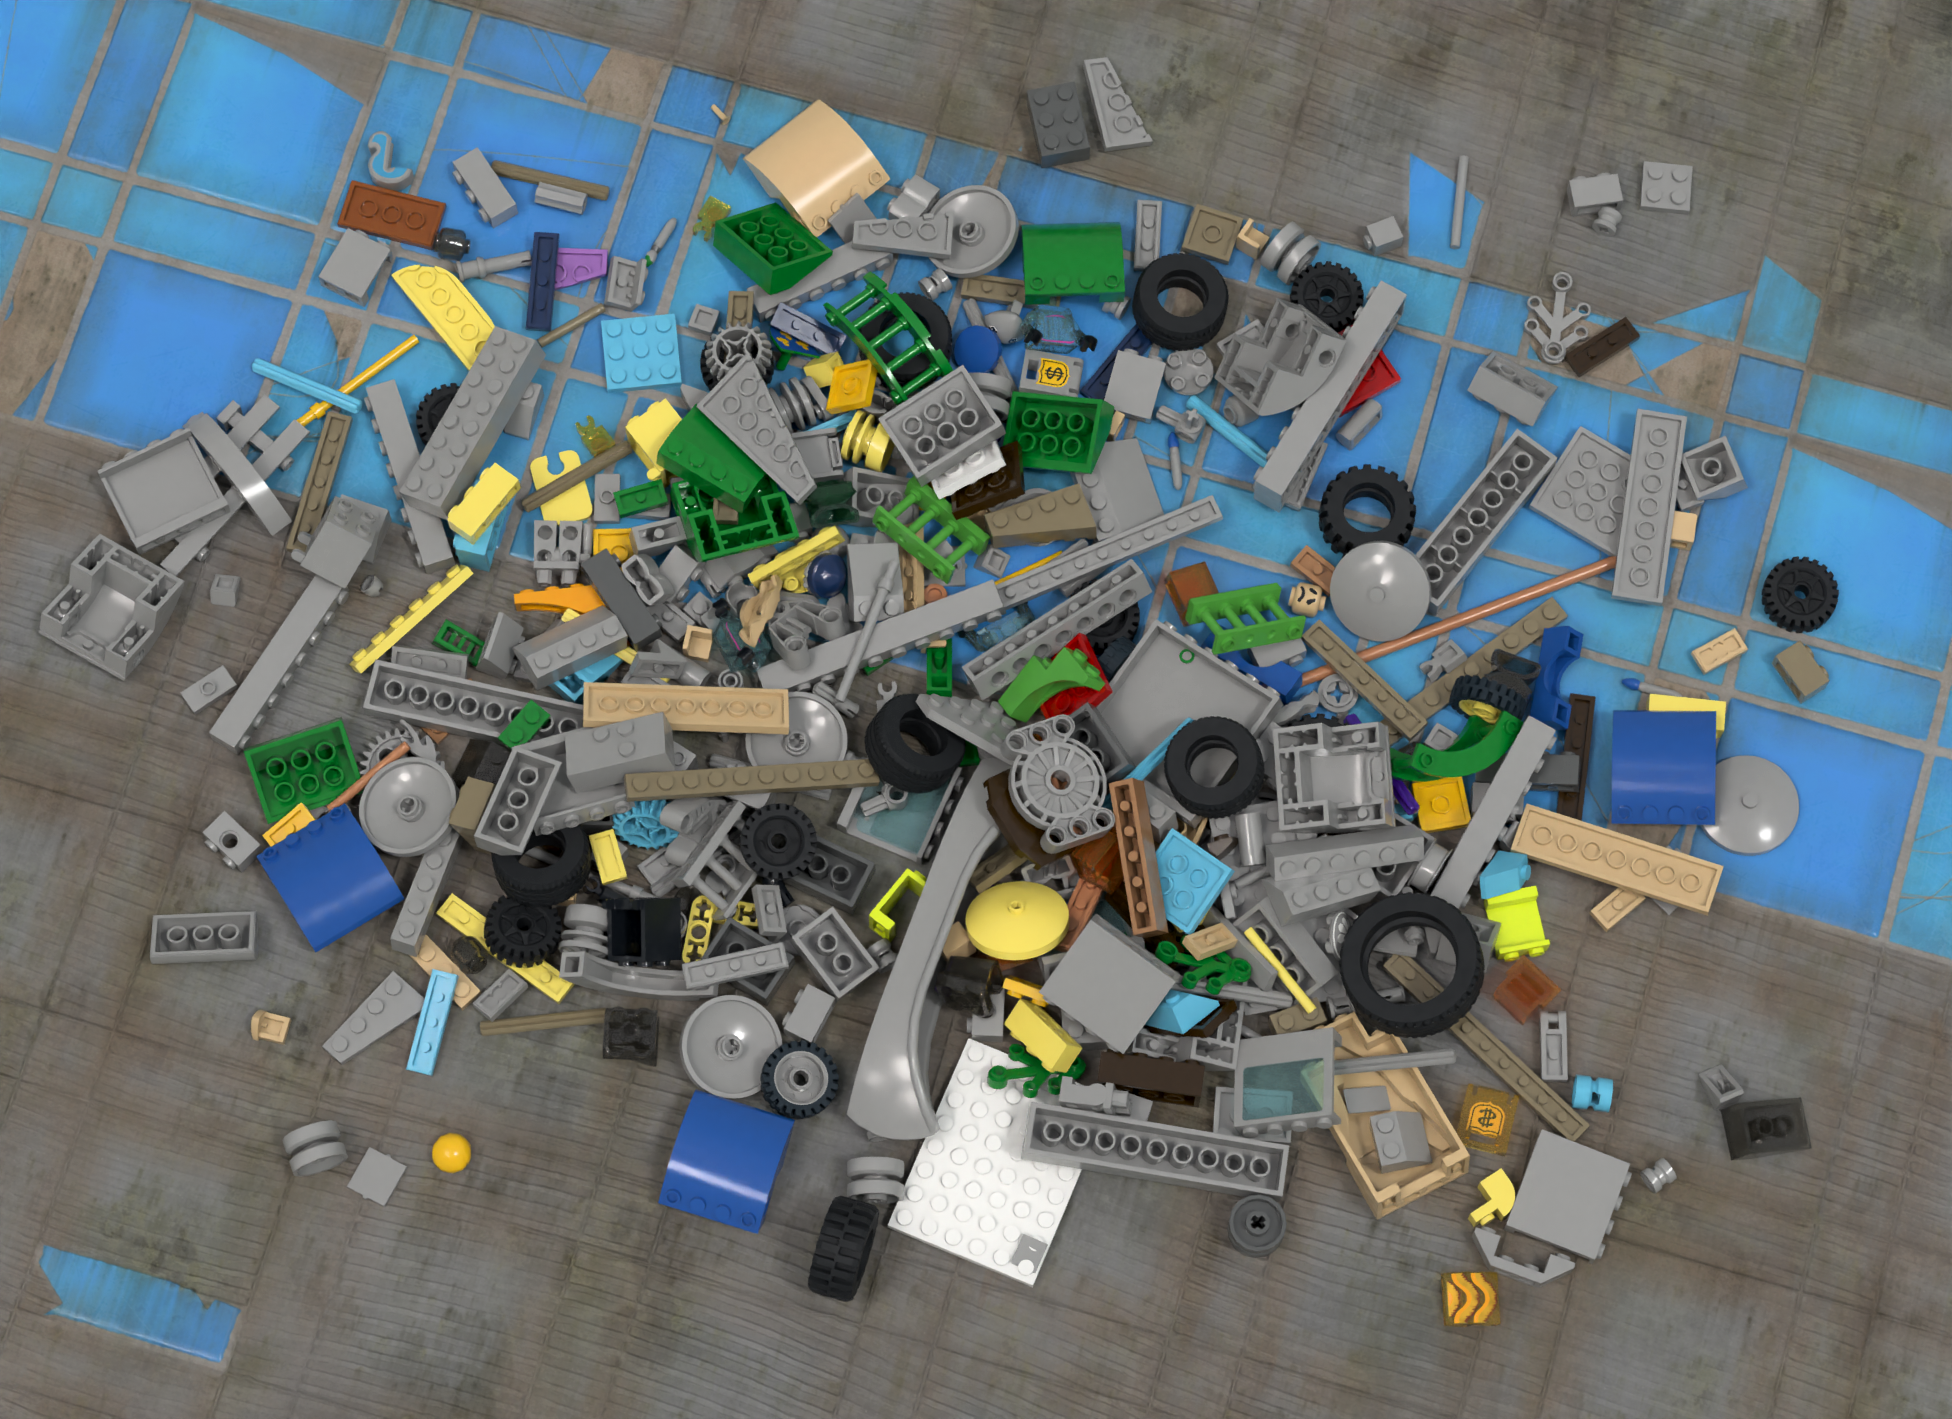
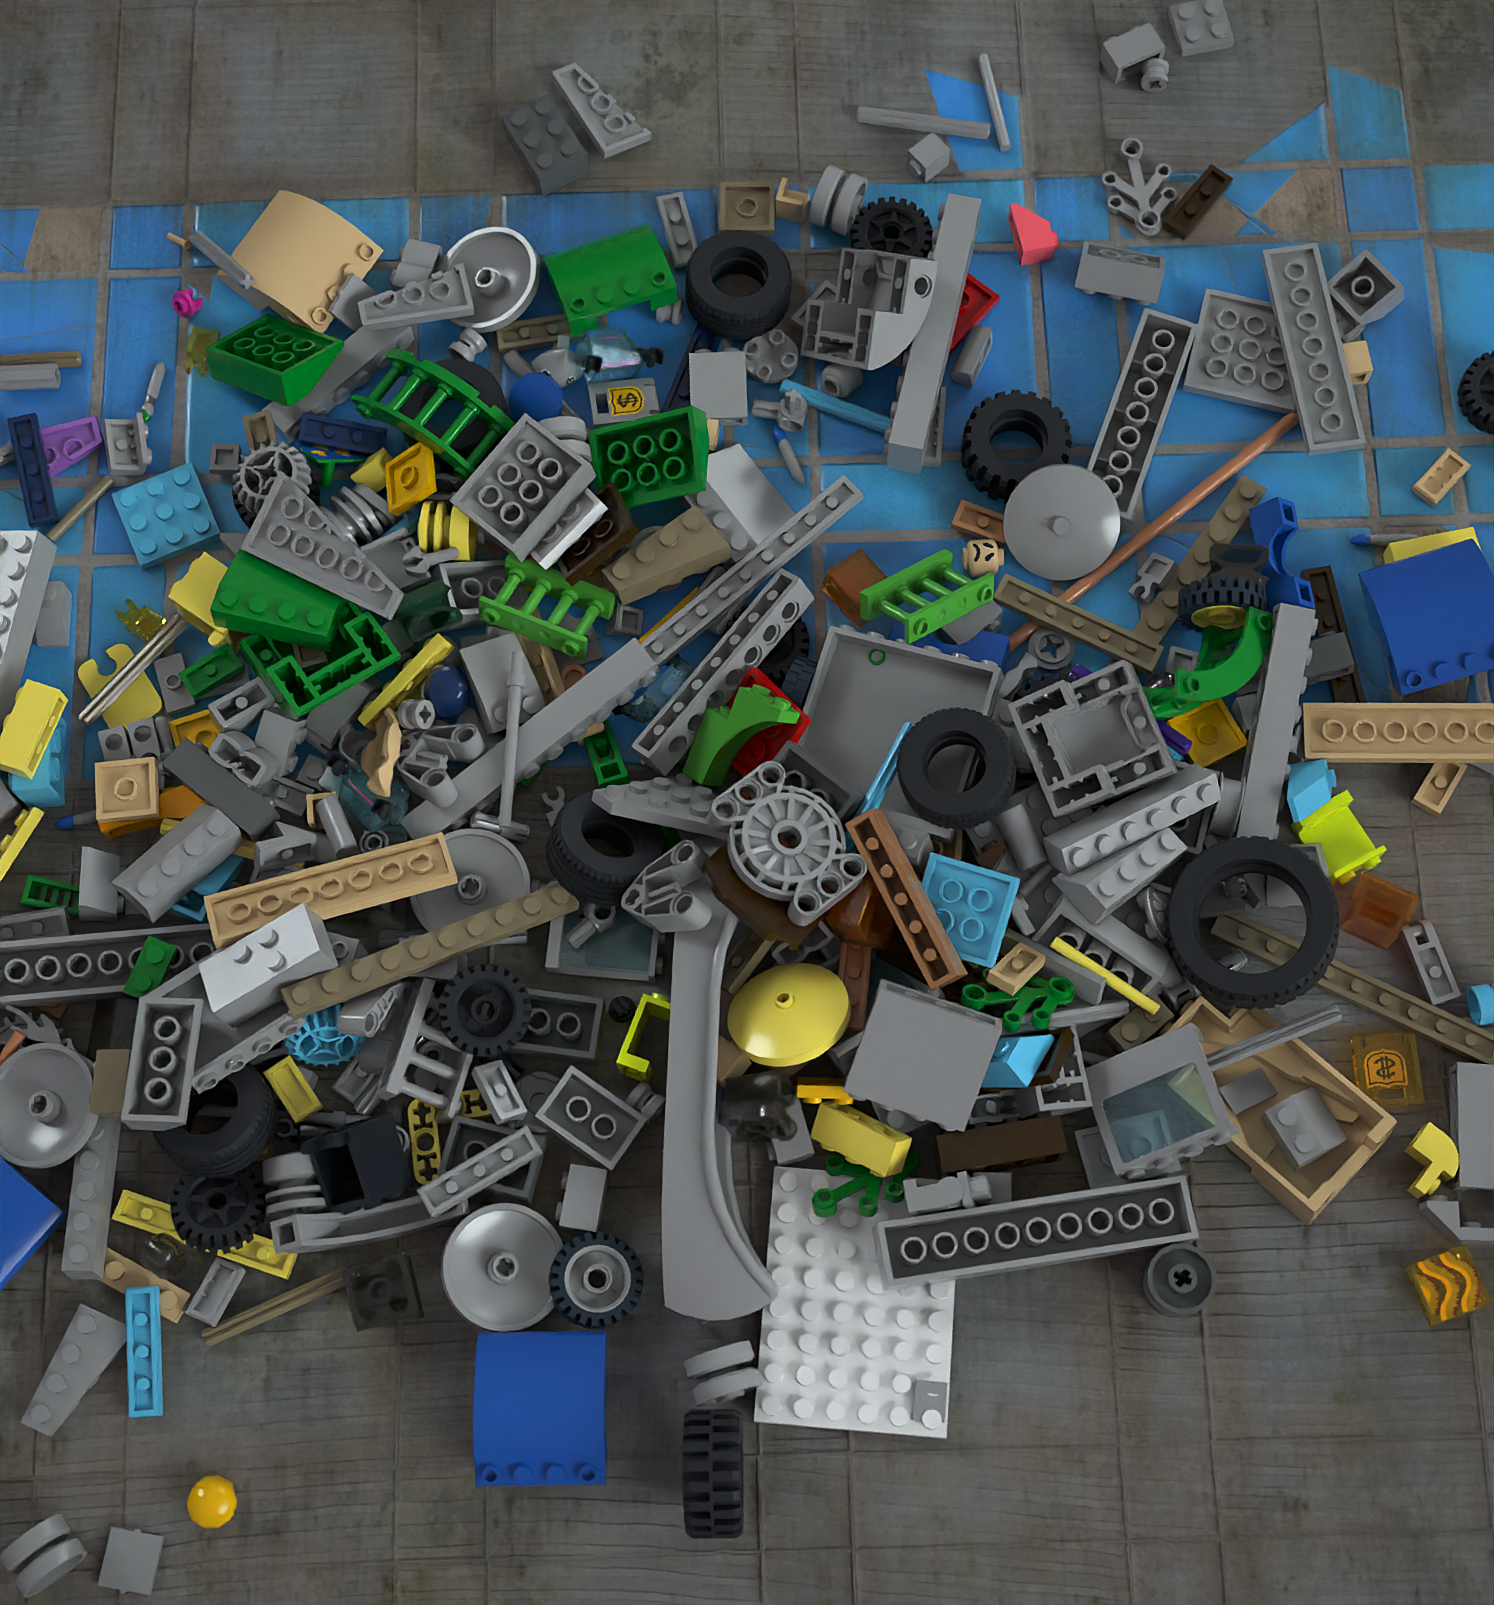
camera: 15 degrees left, 0 degrees up
(490, 586) = (71, 821): none -> piece
(545, 575) = (126, 789): none -> tan plate
(704, 659) = (337, 827): none -> light grey brick
(708, 172) = (183, 303): none -> dark pink plate
(752, 147) = (222, 259): none -> light grey axle
(796, 586) = (416, 714): none -> light grey wheel
(844, 461) = (427, 560): none -> light grey bar
(887, 877) = (622, 1009): none -> black piece
(943, 793) = (657, 893): none -> light grey connector
(1391, 202) = (923, 122): none -> light grey axle
(1447, 334) = (1031, 235): none -> coral slope

